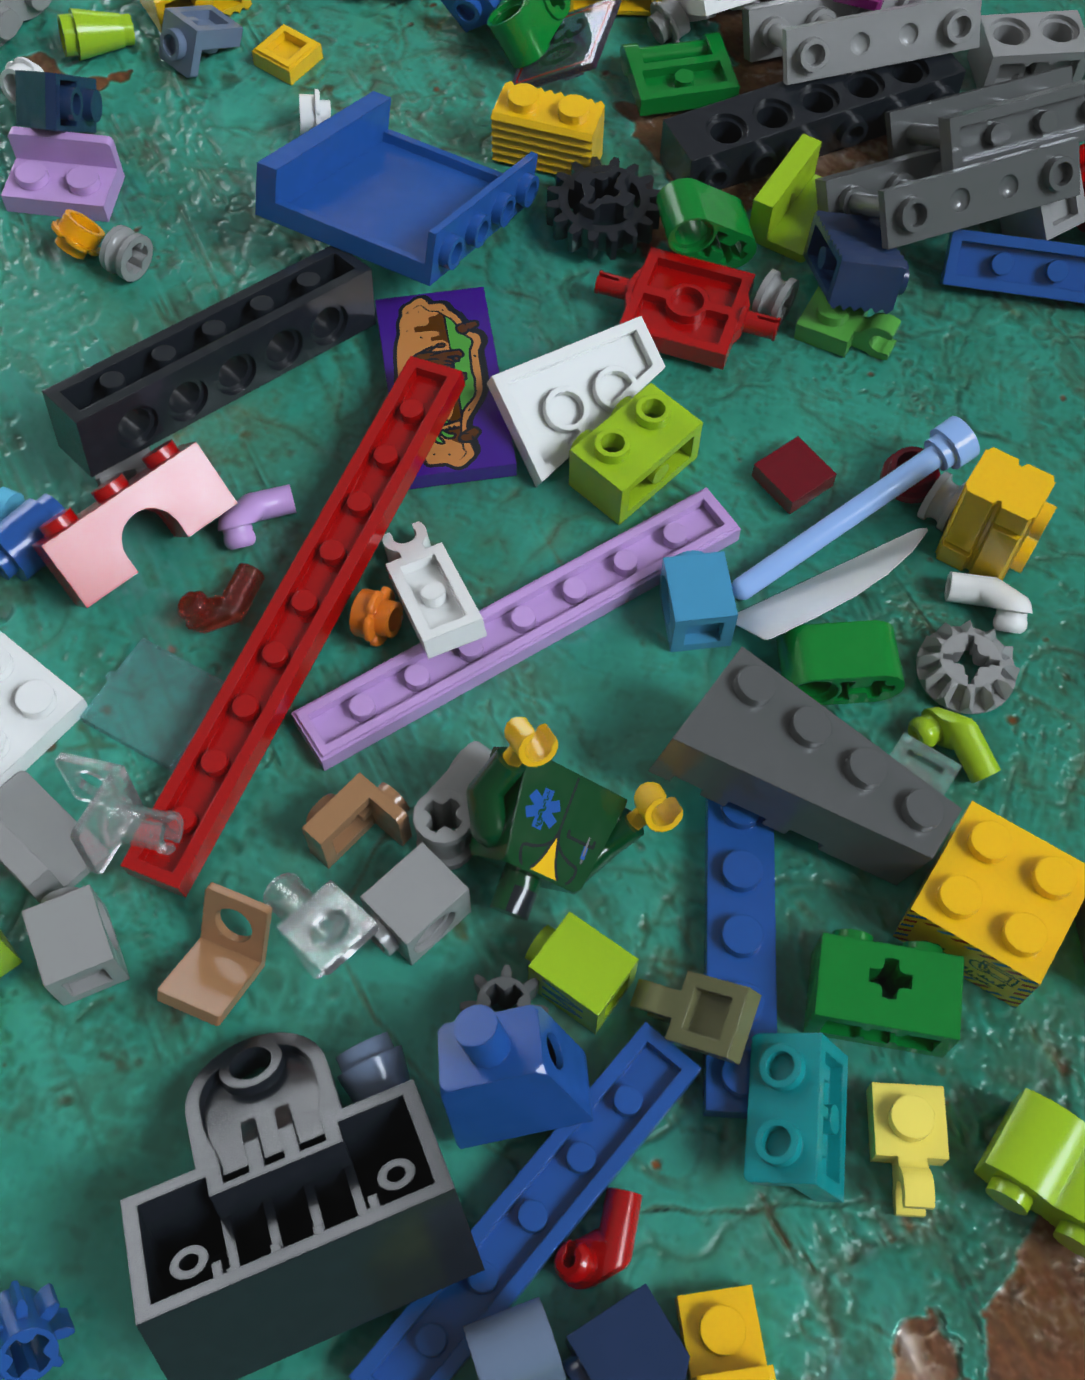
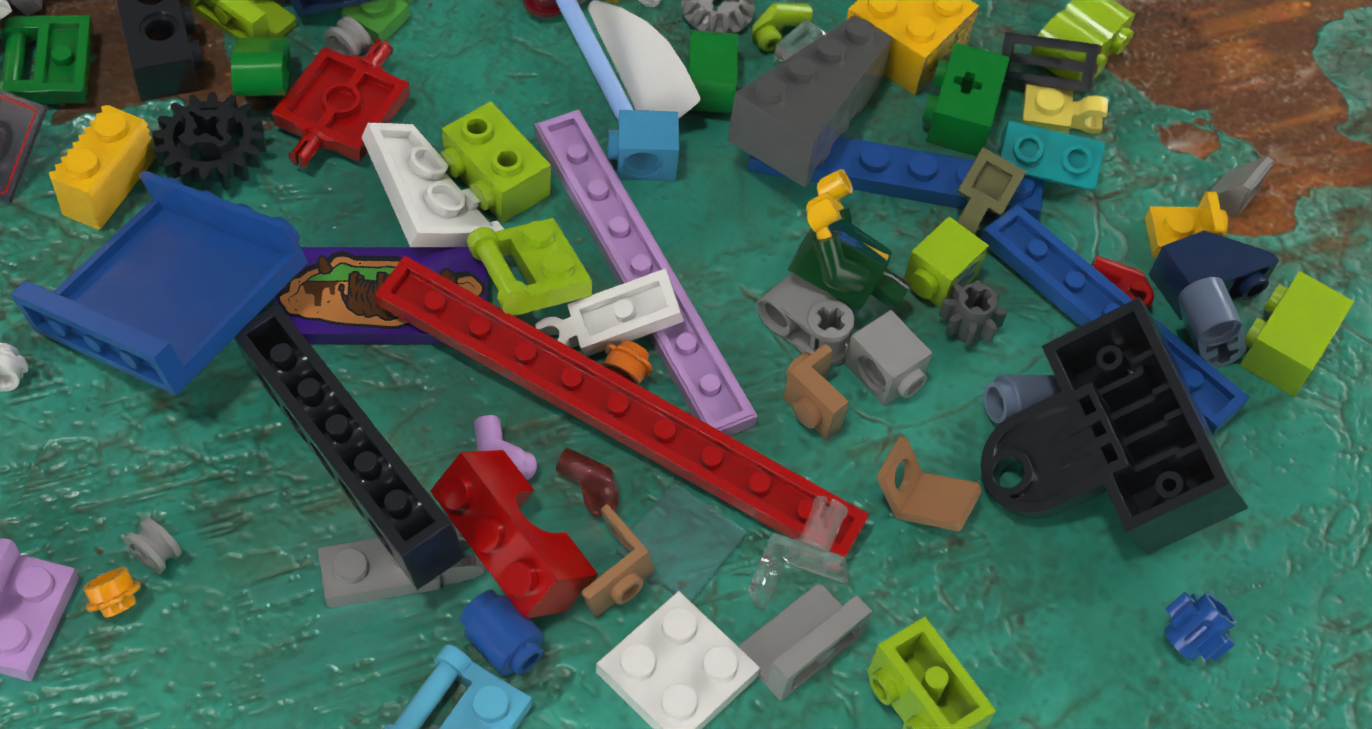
camera: 90 degrees left, 5 degrees down
(74, 944) = (907, 591): light grey brick -> none
(106, 639) = (626, 576): none -> medium nougat bracket
(318, 926) = (909, 412): clear bracket -> none
(484, 511) = (543, 258): none -> lime plate
(510, 1075) = (1031, 302): blue torso -> none
(793, 475) = (528, 69): dark red tile -> none
(995, 1112) = (1088, 67): none -> black tile

